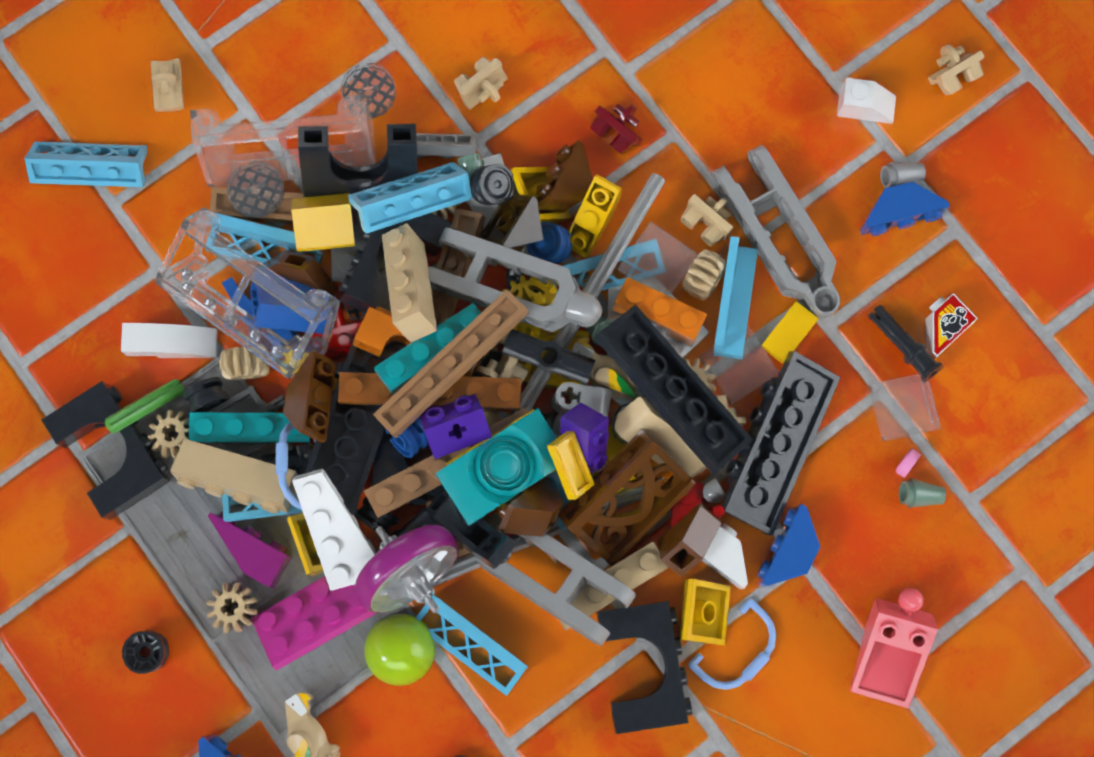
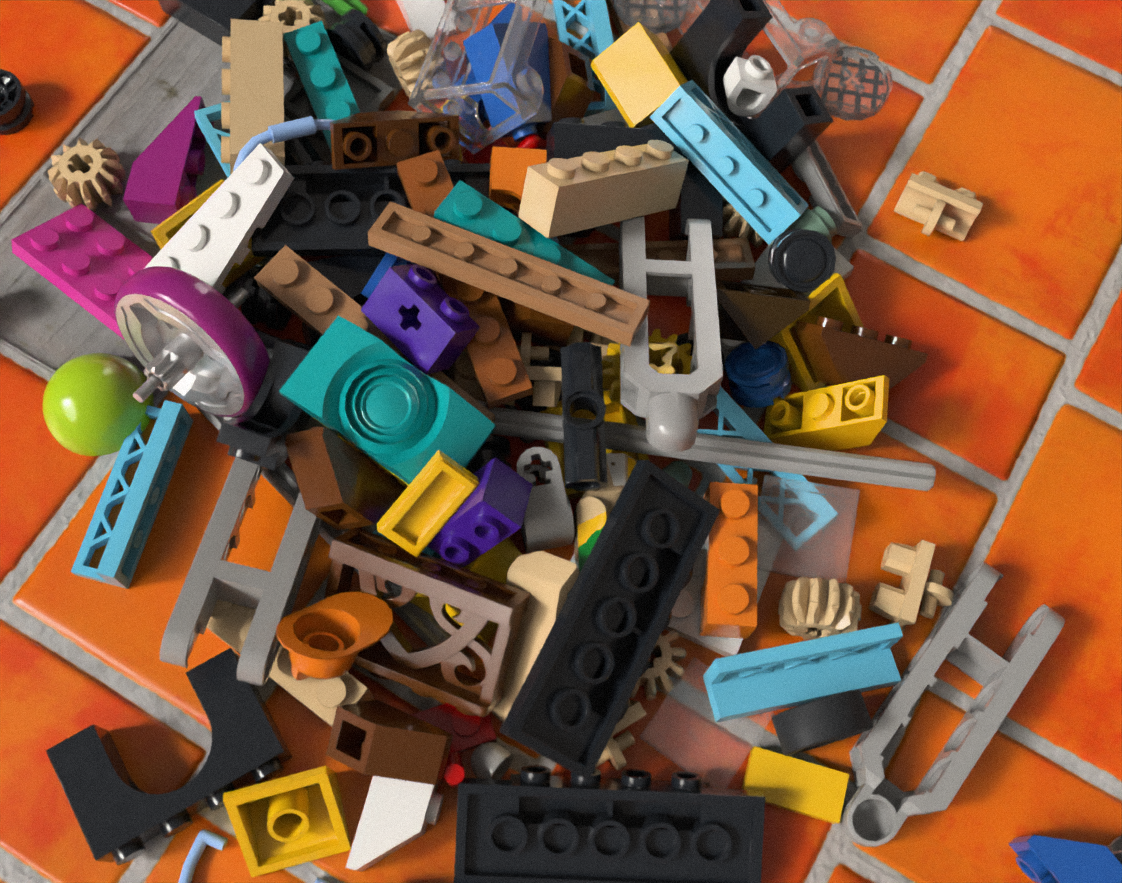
camera: 65 degrees right, 10 degrees down
(357, 159) = (749, 85): none -> white plate
(606, 120) = (977, 386): dark red hips -> none
(620, 544) = (331, 633): none -> orange piece
(766, 302) = (822, 722): none -> black tyre

